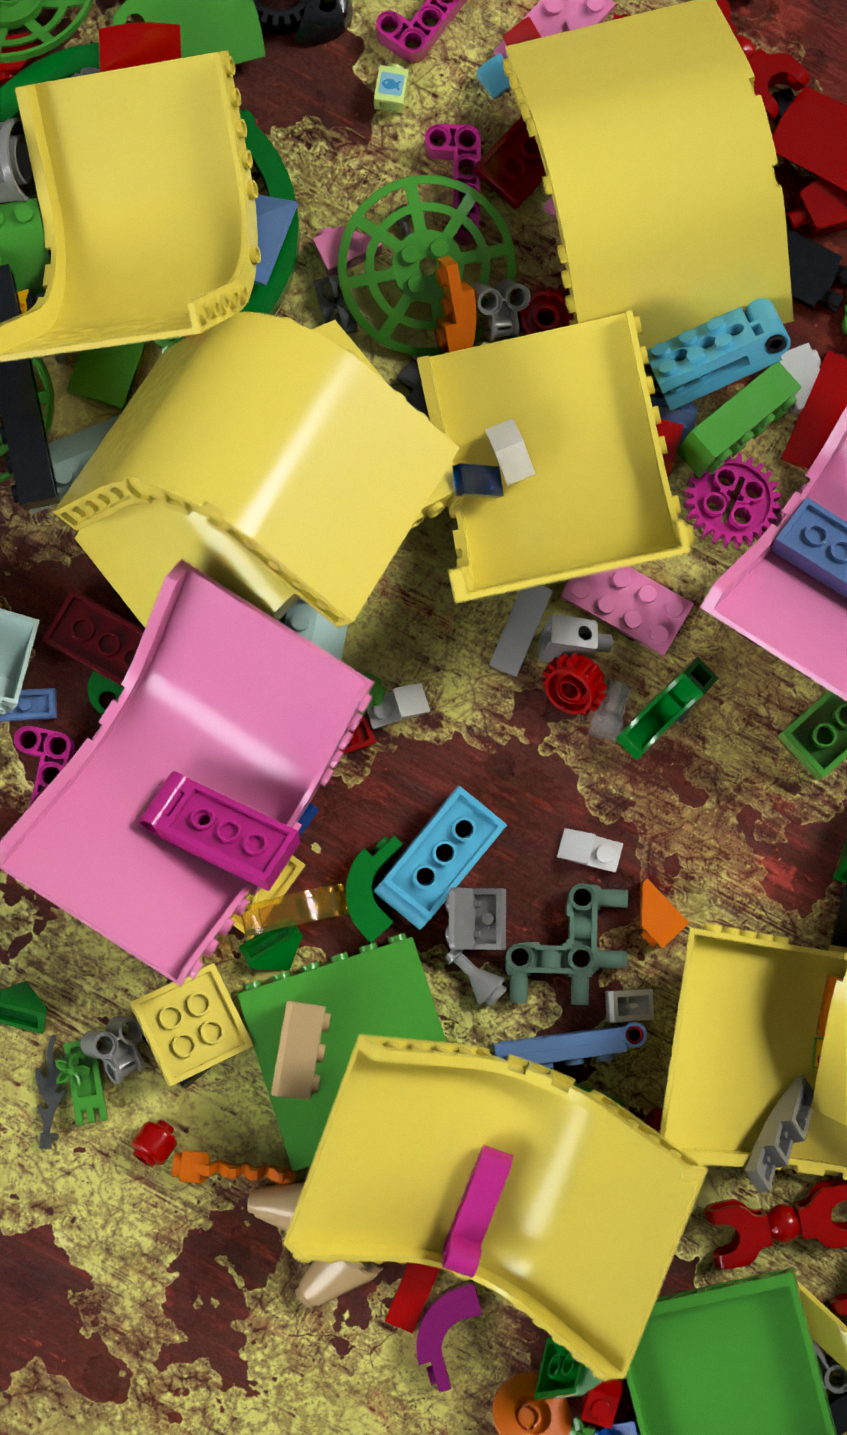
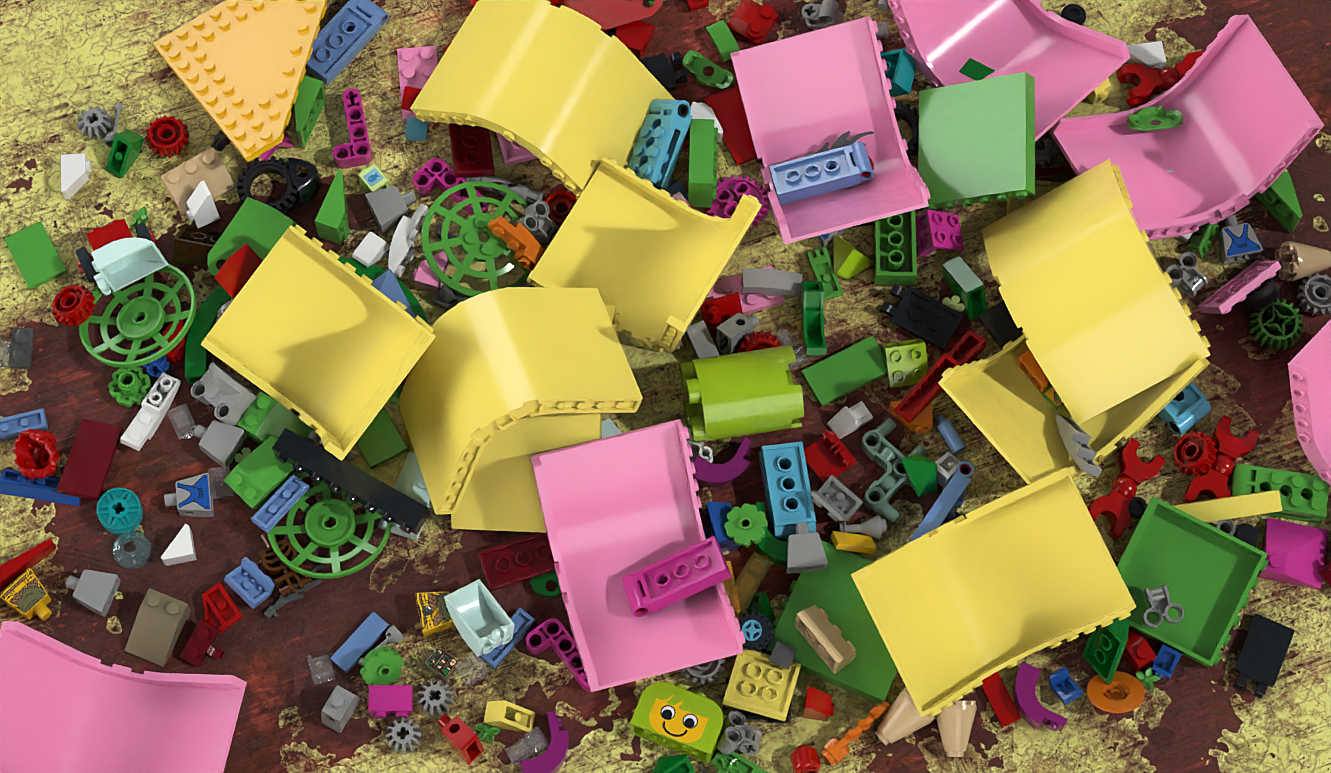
camera: 50 degrees left, 15 degrees down
(73, 973) = (678, 720): none -> lime brick
(226, 1103) = (818, 705): none -> red slope
(232, 961) = (749, 623): none -> black wheel
(242, 1019) = (782, 655): none -> dark grey tile
(306, 162) = (371, 250): none -> white slope
(315, 80) = (333, 214): none -> bright green slope
(335, 844) = (744, 516): none -> bright green plant
(336, 824) = (716, 518): none -> blue slope
(340, 189) = (402, 247): none -> white slope
(377, 133) = (389, 206): none -> light grey torso
(381, 939) = (805, 551): none -> light grey torso
(398, 770) = (717, 475): none -> magenta arch
(402, 740) = (706, 454): none -> white pin
(445, 980) = (853, 542): none -> yellow tile
(475, 1210) = (985, 623): dark pink beam -> none
(477, 481) = (618, 300): tile -> none
(490, 1351) = (1064, 685): none -> blue bracket
(495, 710) = (741, 394): none -> lime brick
(510, 452) = (617, 275): white slope -> none
(524, 864) = (828, 456): none -> red hinge
(525, 250) = (523, 191): none -> light grey piece
(582, 600) = (719, 310): none -> red hinge
(591, 986) = (921, 473): none -> green slope
(645, 796) = (846, 371): none -> bright green tile
(668, 623) = (770, 282): none -> light grey slope
(671, 977) = (950, 435): none -> medium blue cylinder
(672, 1385) = (1159, 606): none -> light grey piece
(715, 851) = (905, 362): none -> lime bracket
(729, 907) = (928, 388): none -> red slope
(736, 674) = (824, 272): none -> bright green hinge
(777, 1256) = (1137, 507): none -> black tile
(779, 685) = (849, 259): none -> lime slope
(786, 824) = (922, 316): none -> black tile
(830, 845) = (953, 303): none -> yellowish green plant

